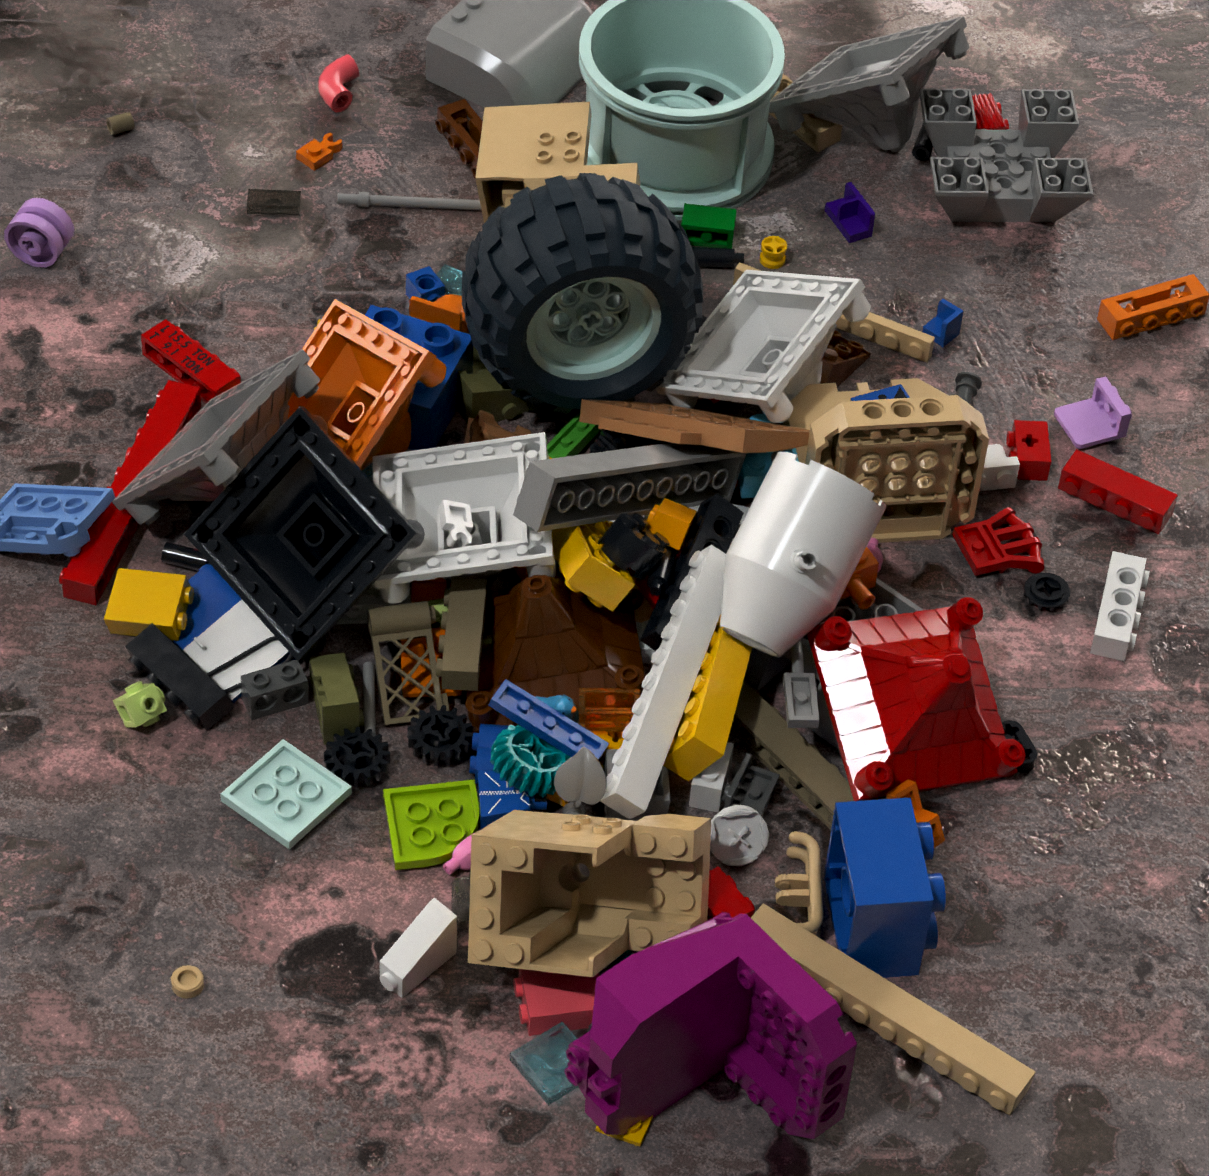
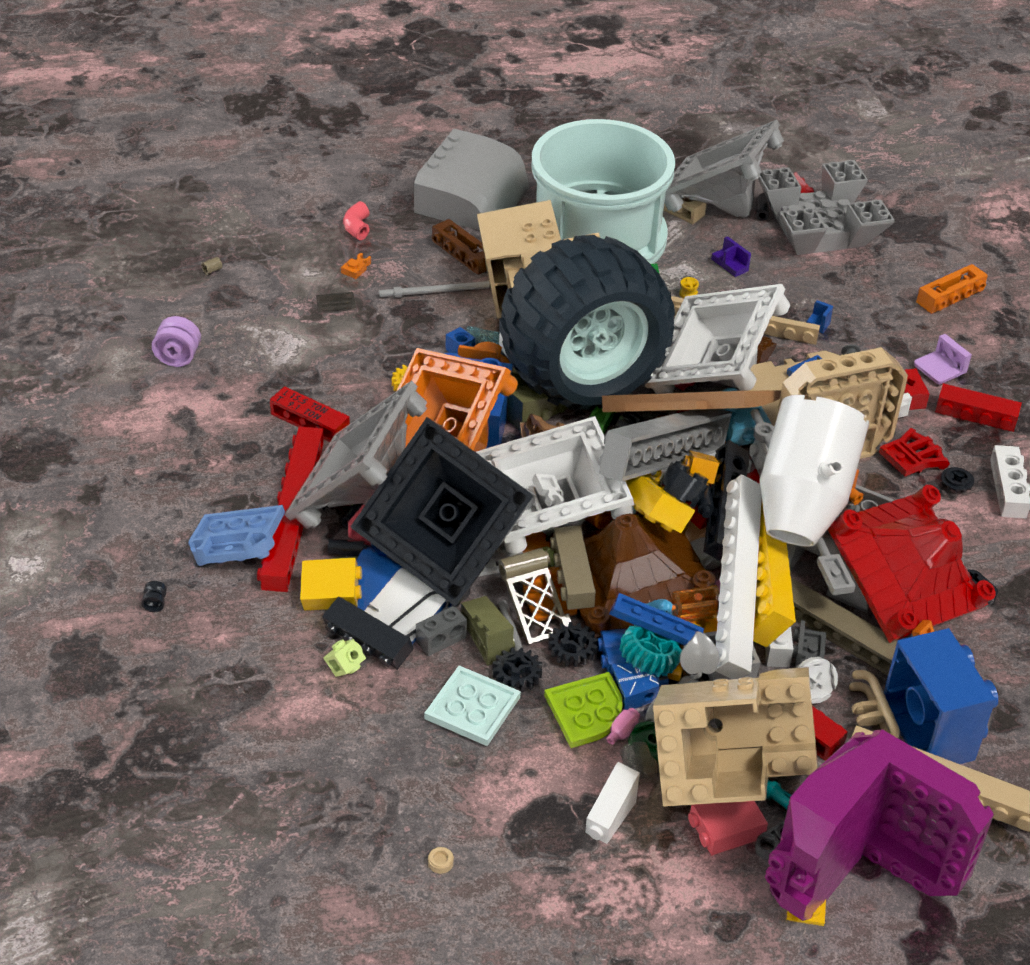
camera: 10 degrees left, 5 degrees down
(544, 1062) = (739, 873): clear light blue plate -> none

